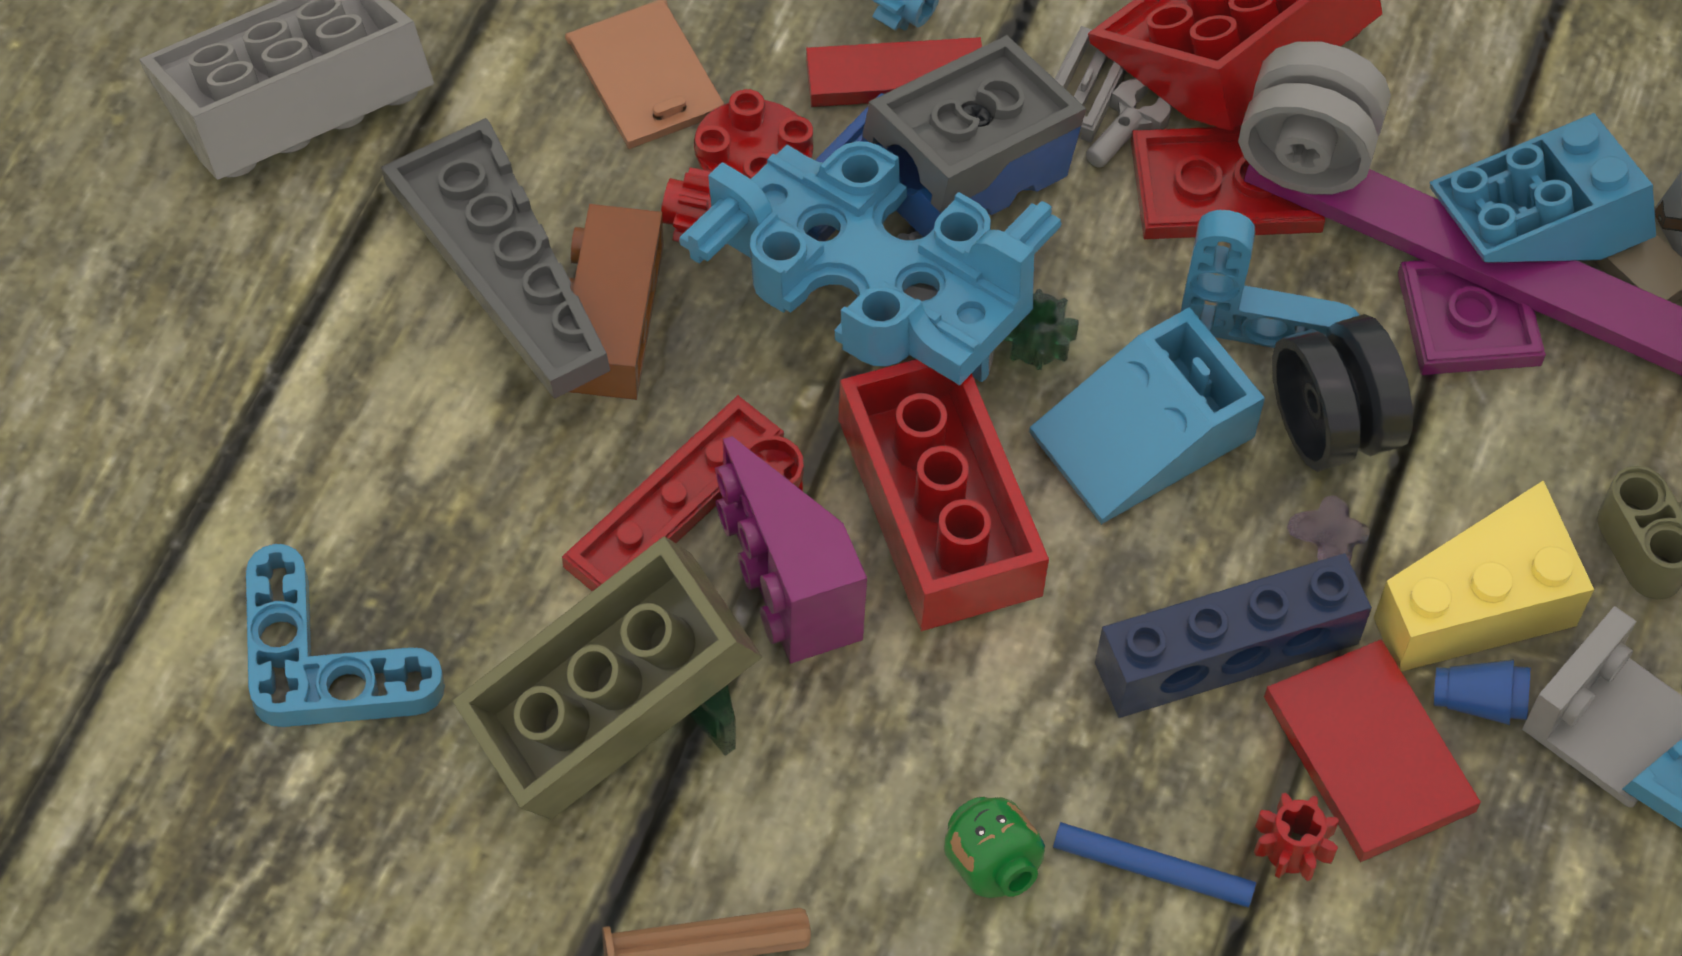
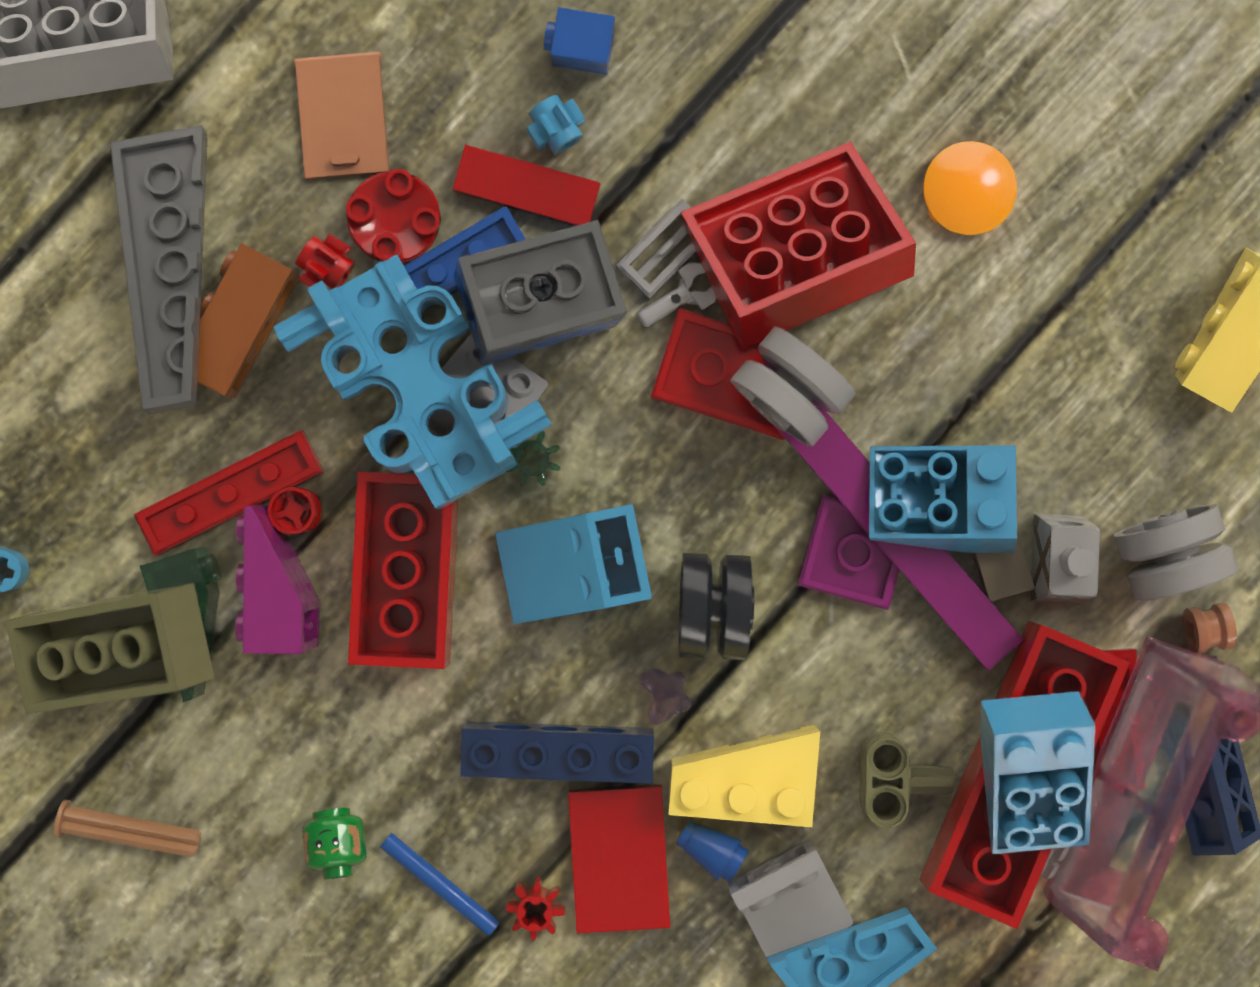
camera: 30 degrees right, 30 degrees up
(1242, 309) = (702, 509): dark azure beam -> none

